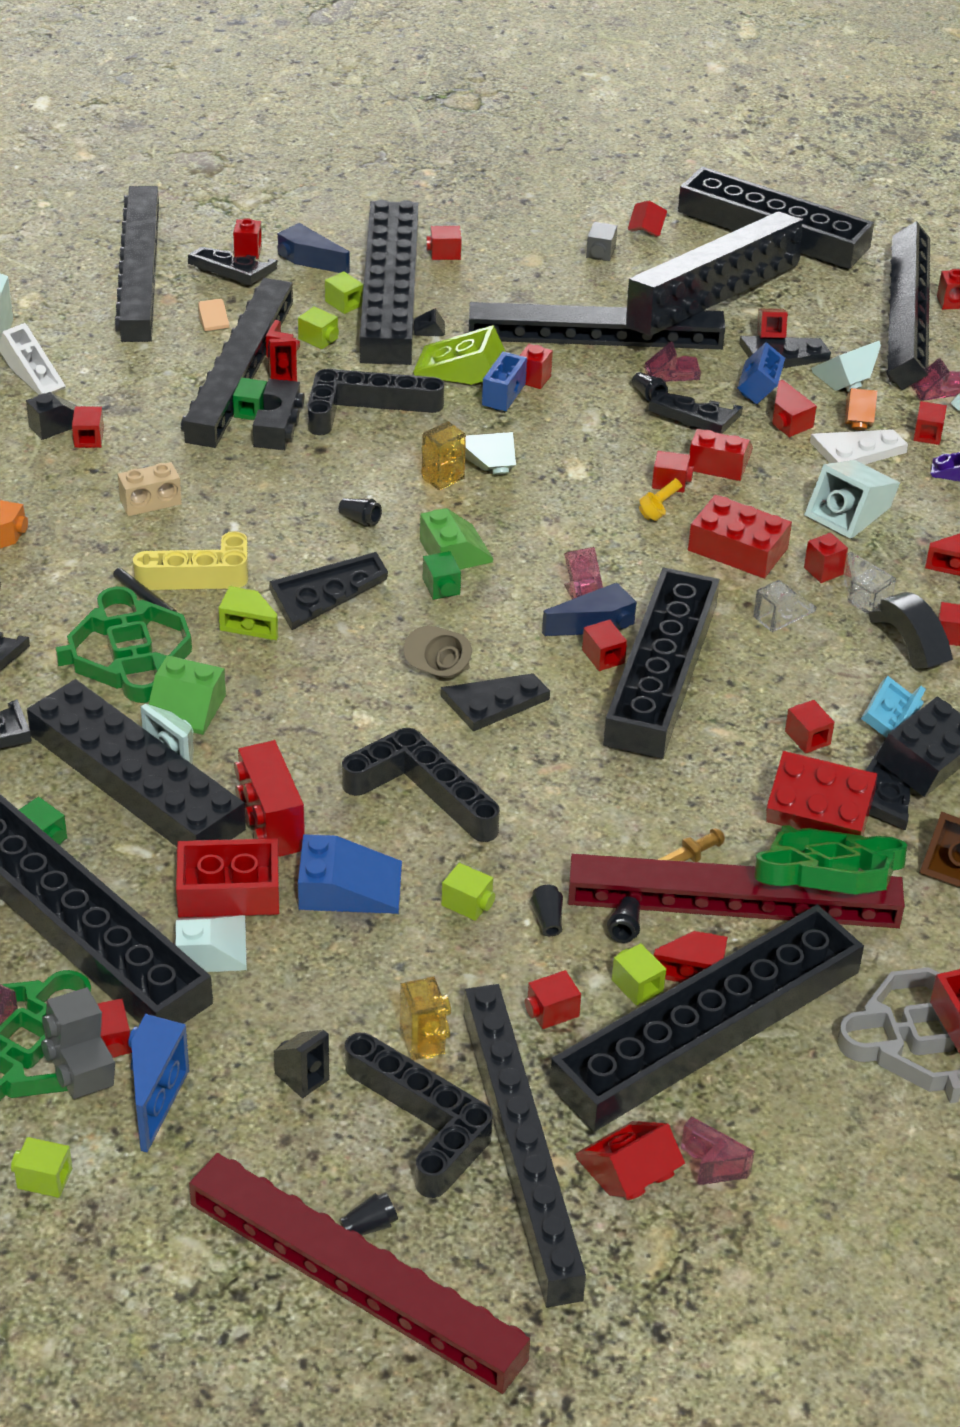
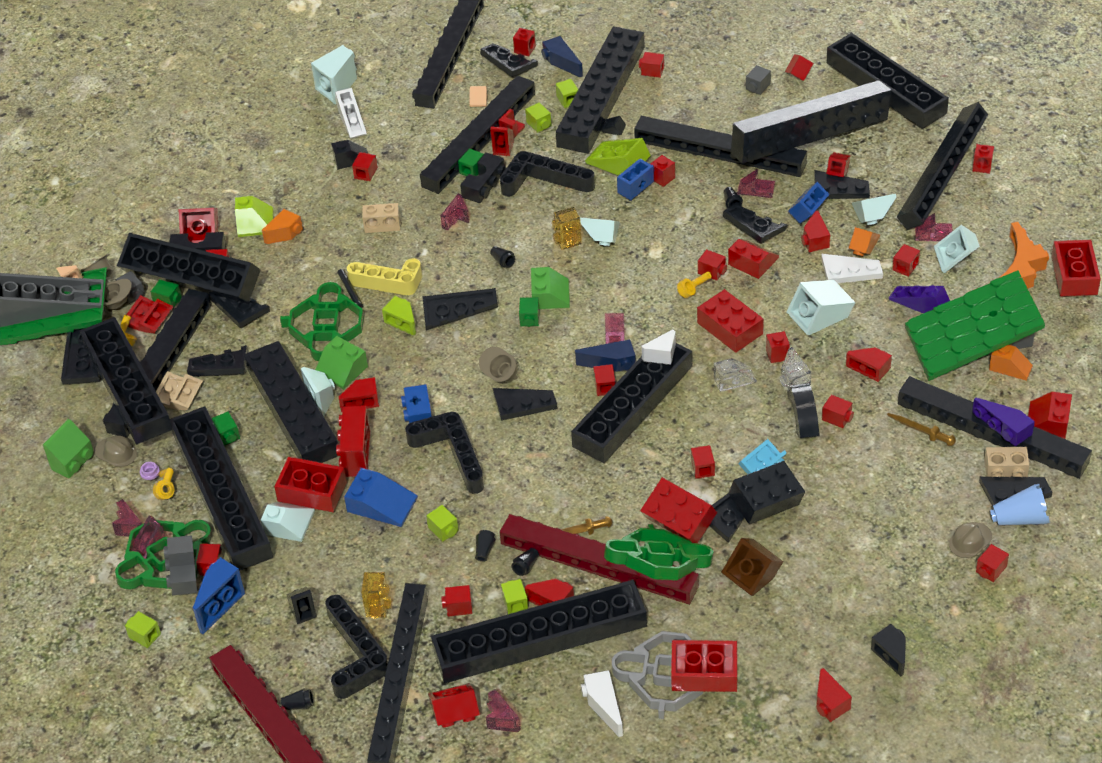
camera: 25 degrees right, 5 degrees up
(239, 729) = (360, 393): none -> red slope
(261, 463) = (455, 211): none -> clear pink slope
(337, 730) = (417, 403): none -> blue brick
(680, 582) = (660, 349): none -> white slope
(861, 1095) = (602, 699): none -> white slope

